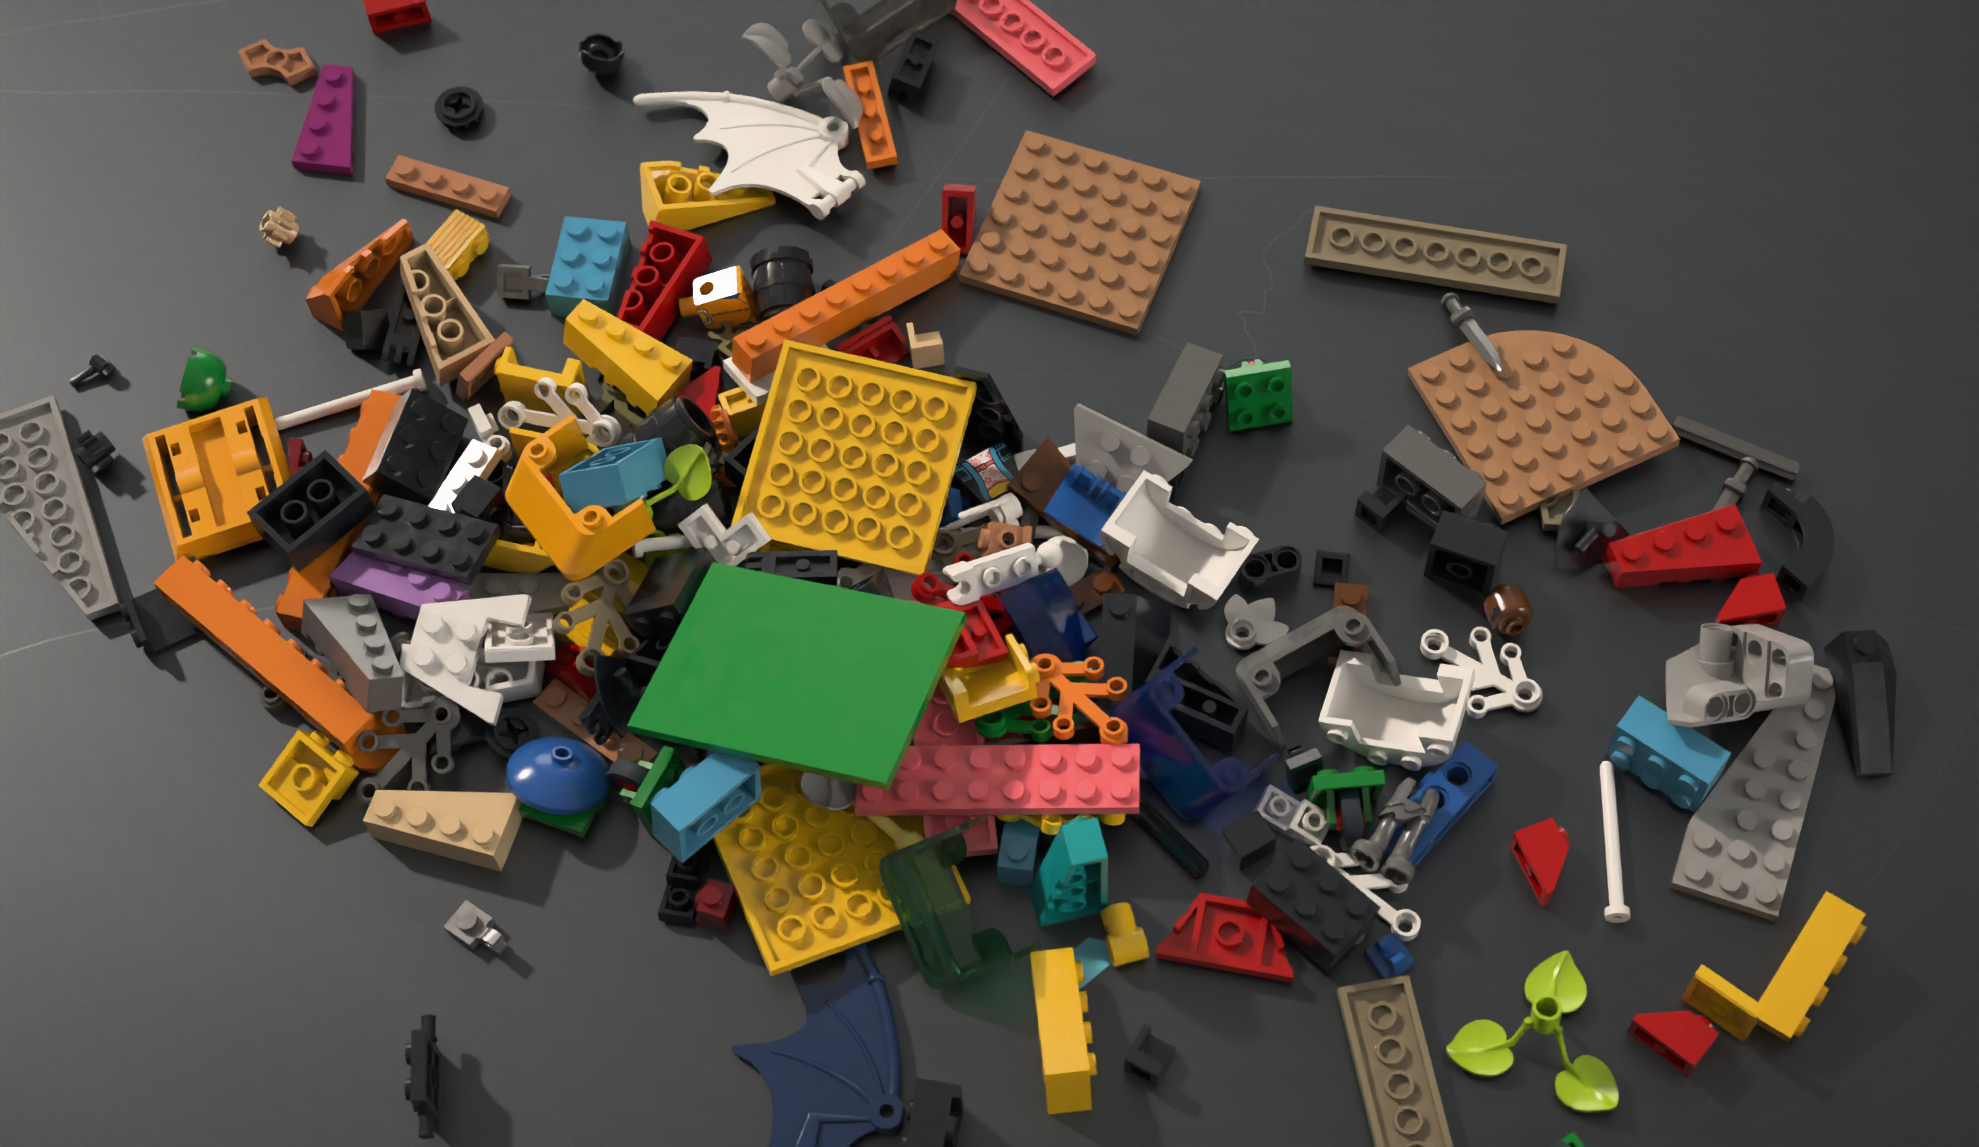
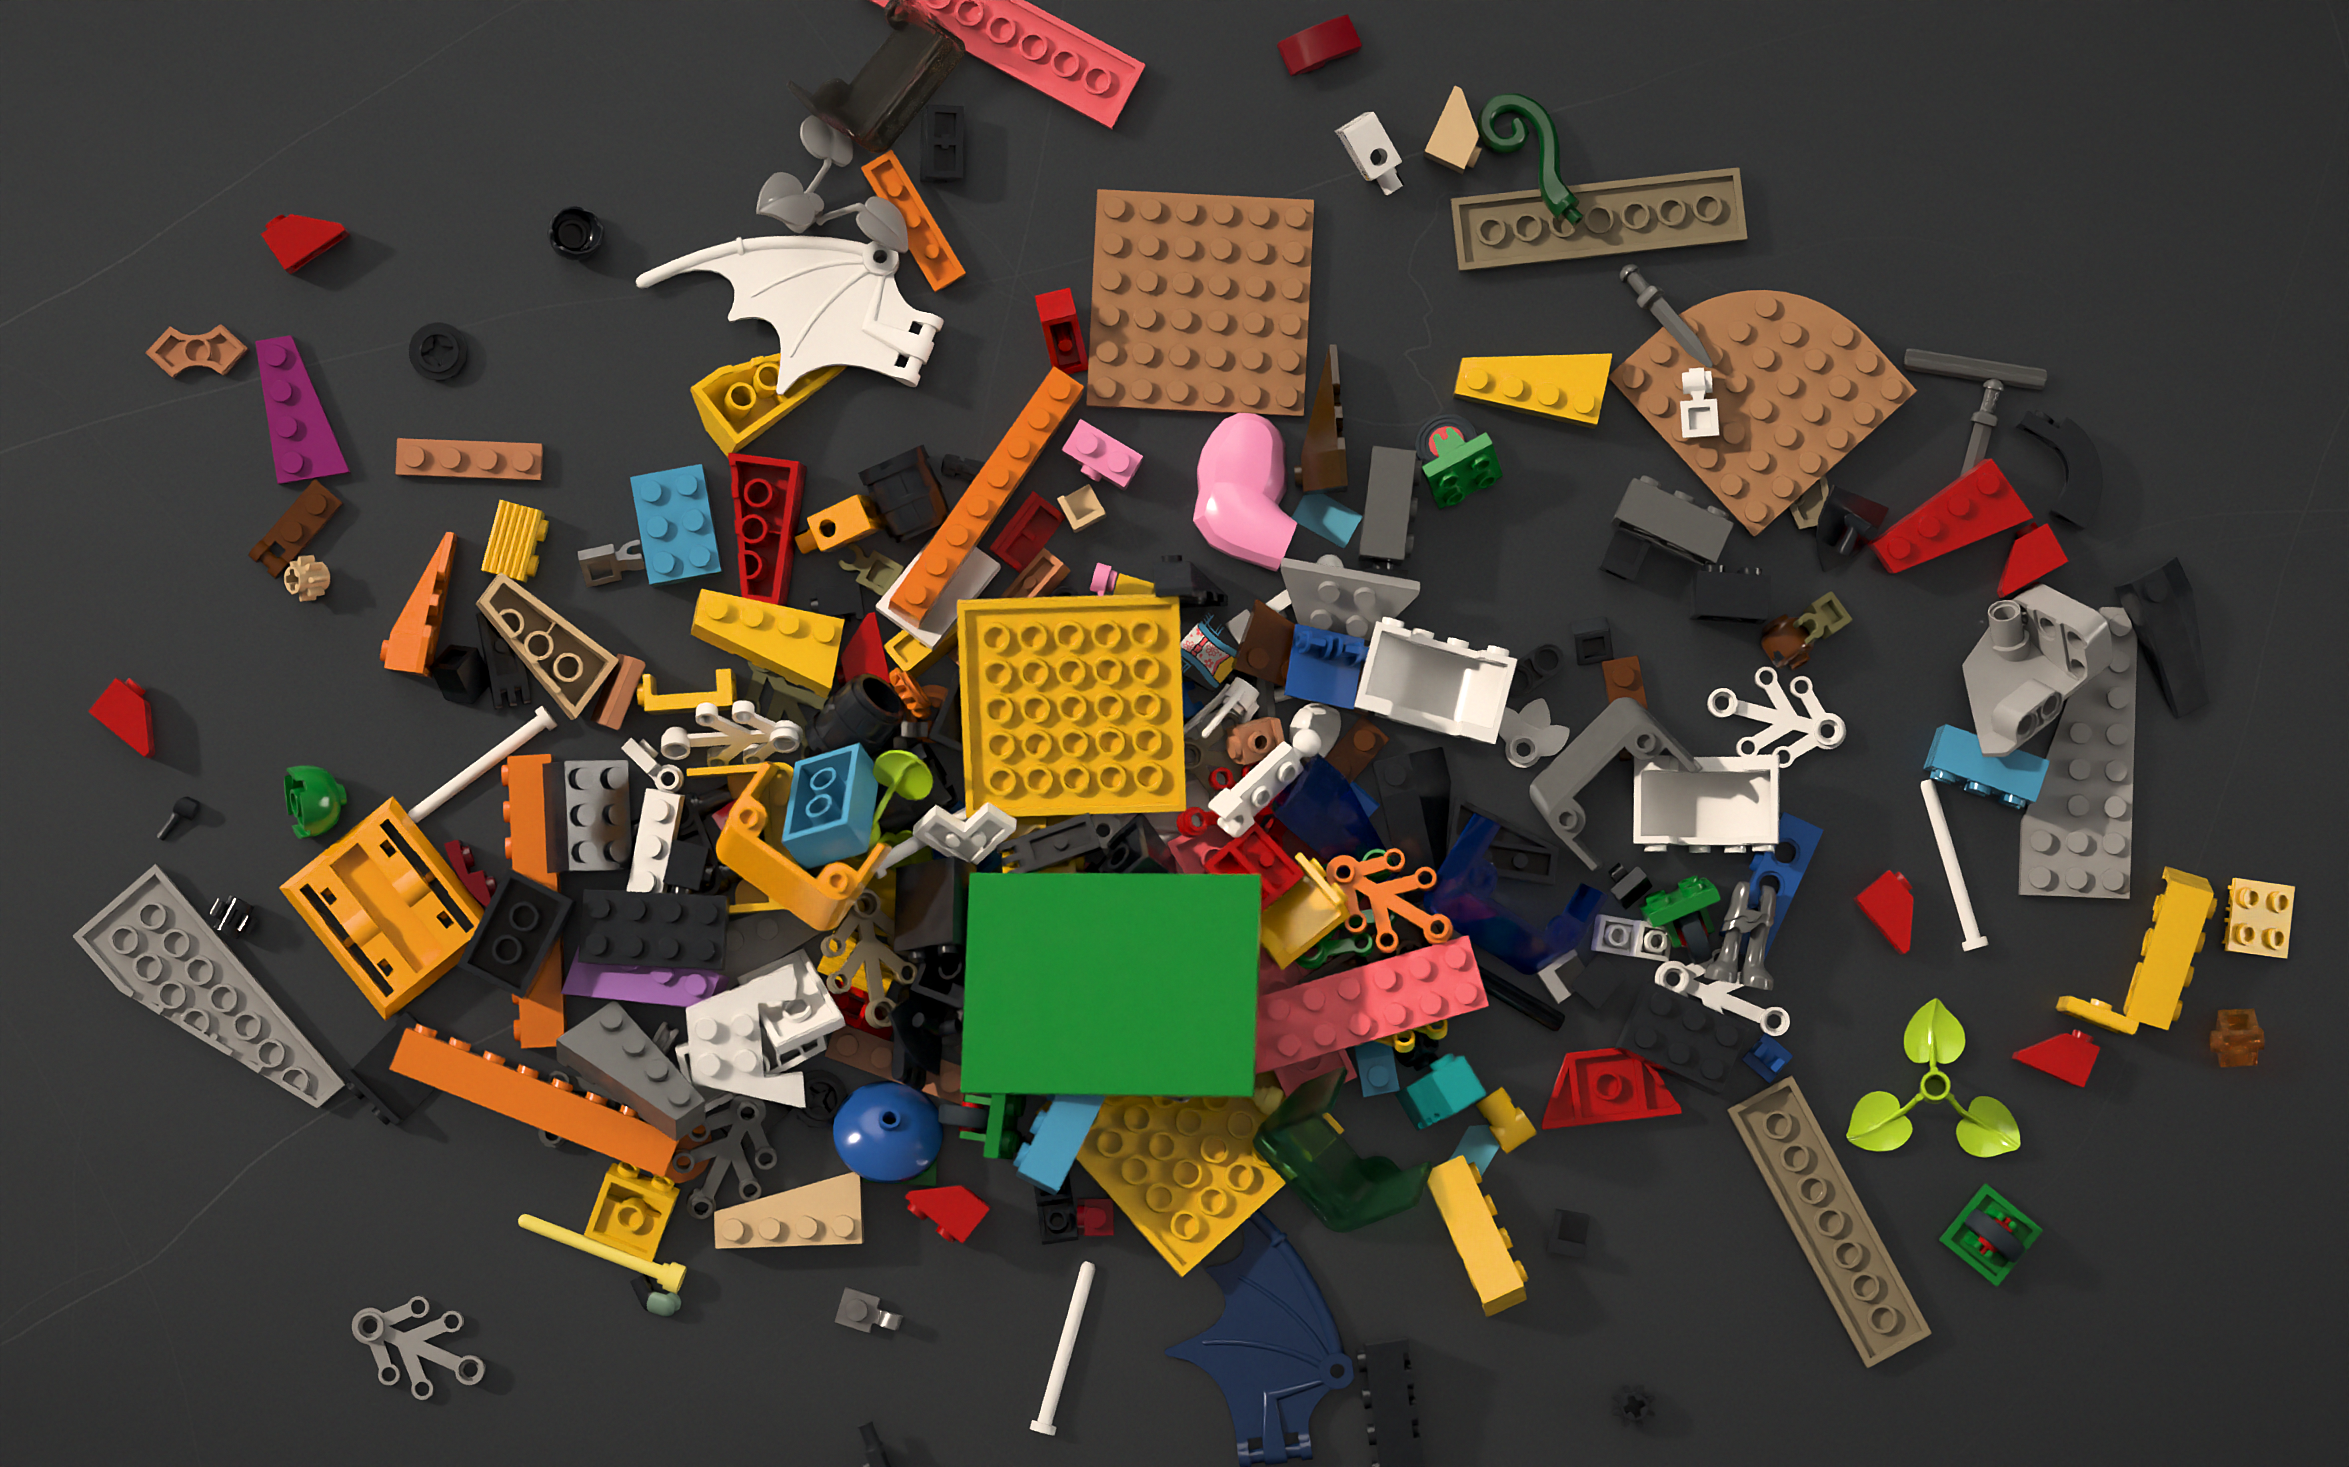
camera: 20 degrees left, 25 degrees up
(70, 833) = (413, 1344): none -> light grey plant
(90, 283) = (127, 715): none -> red slope
(292, 195) = (296, 528): none -> reddish brown plate
(293, 861) = (654, 1301): none -> arm
(316, 843) = (668, 1275): none -> light yellow piece
(586, 852) = (952, 1207): none -> red slope
(595, 1077) = (1064, 1351): none -> white bar
(957, 310) = (1102, 455): none -> bright pink brick
(1066, 365) = (1240, 489): none -> bright pink piece
(1127, 410) = (1327, 518): none -> medium azure sticker
(1146, 351) = (1324, 451): none -> dark brown wedge
(1210, 824) = (1560, 975): none -> light grey panel
(1236, 76) = (1319, 44): none -> dark red slope
(1259, 150) = (1360, 139): none -> white torso
(1330, 165) = (1454, 136): none -> tan slope
(1344, 355) = (1541, 386): none -> yellow wedge
(1403, 216) = (1552, 188): none -> dark green plant
(1481, 399) = (1699, 415): none -> white plate
(1547, 598) = (1823, 618): none -> olive plate
(1858, 1069) = (2237, 1038): none -> clear orange brick
(1902, 970) = (2259, 918): none -> yellow hinge

